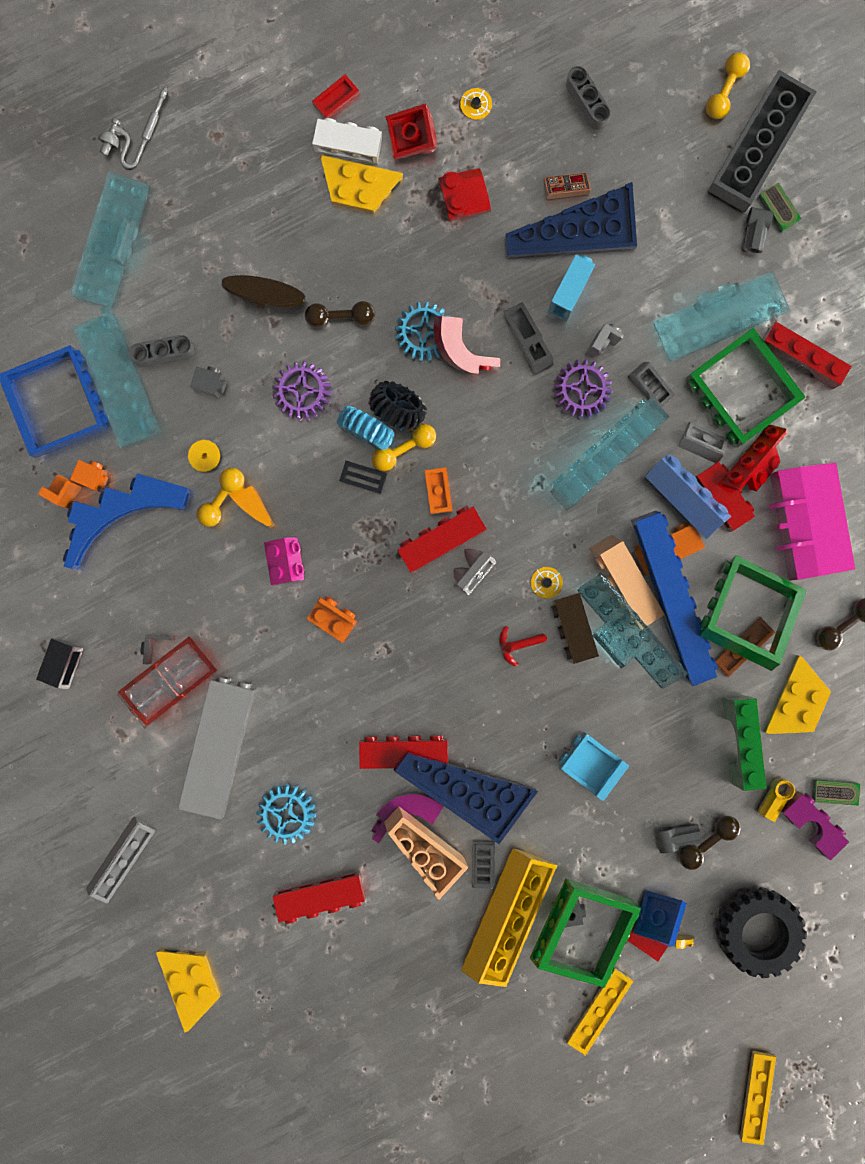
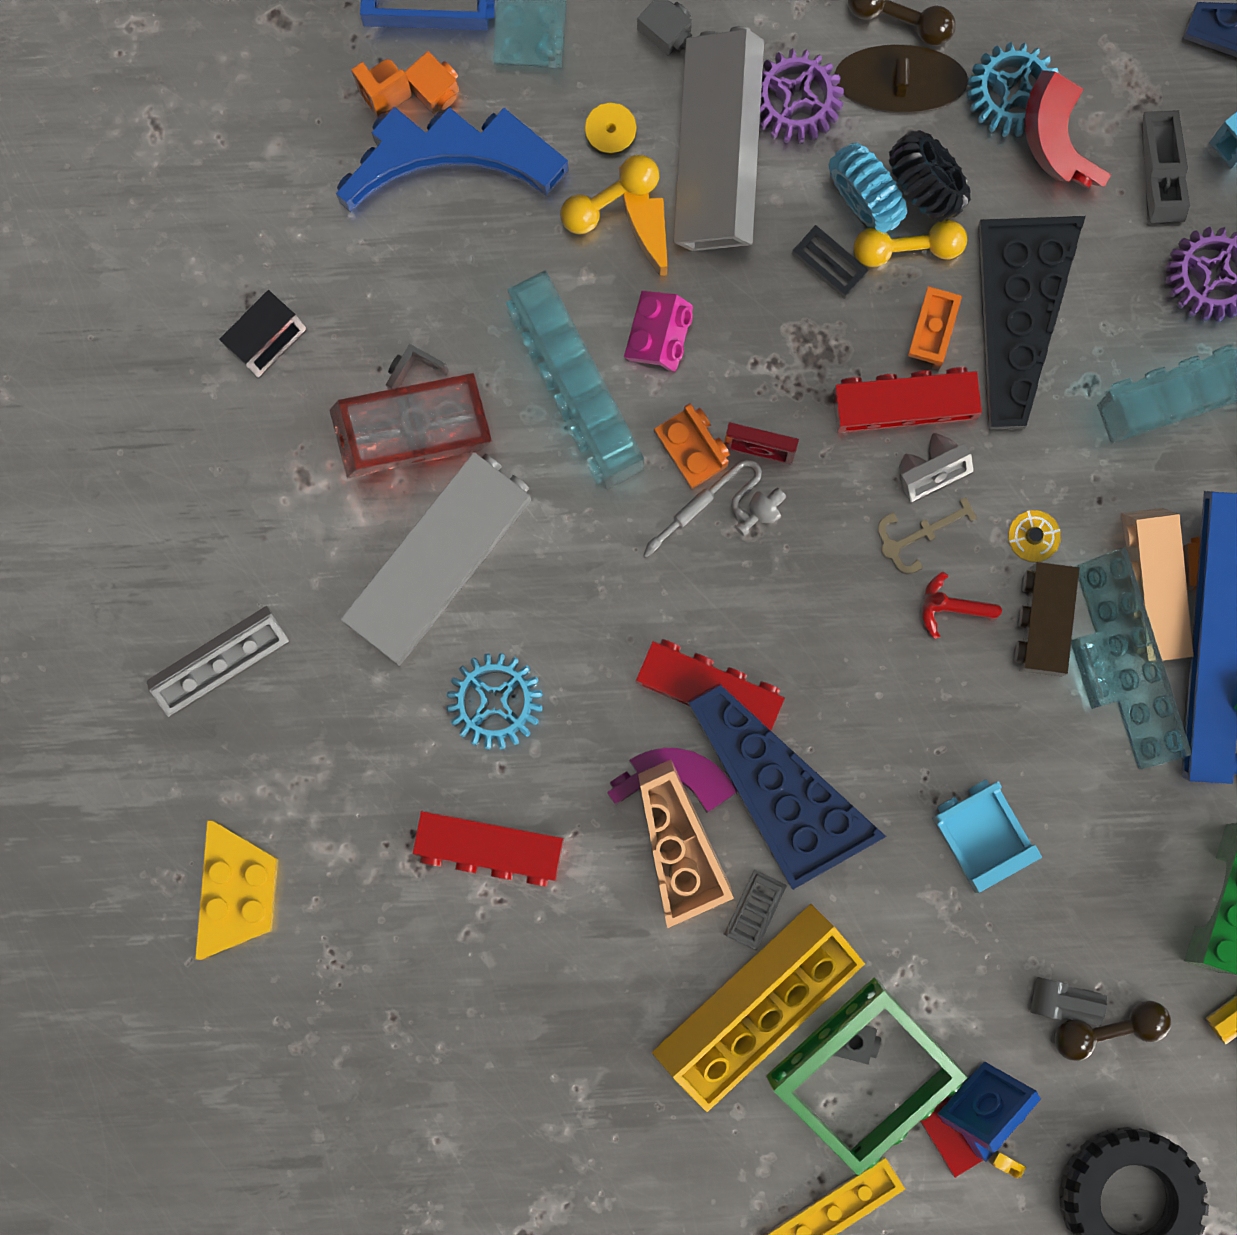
camera: 25 degrees right, 5 degrees down
(248, 613) = (576, 380): none -> clear light blue brick
(268, 436) = (719, 140): none -> light grey brick
(357, 352) = (901, 78): none -> dark brown shield
(369, 602) = (760, 443): none -> dark red tile
(386, 637) = (762, 508): none -> light grey piece
(469, 626) = (891, 548): none -> dark tan piece
(479, 446) = (1022, 292): none -> black wing

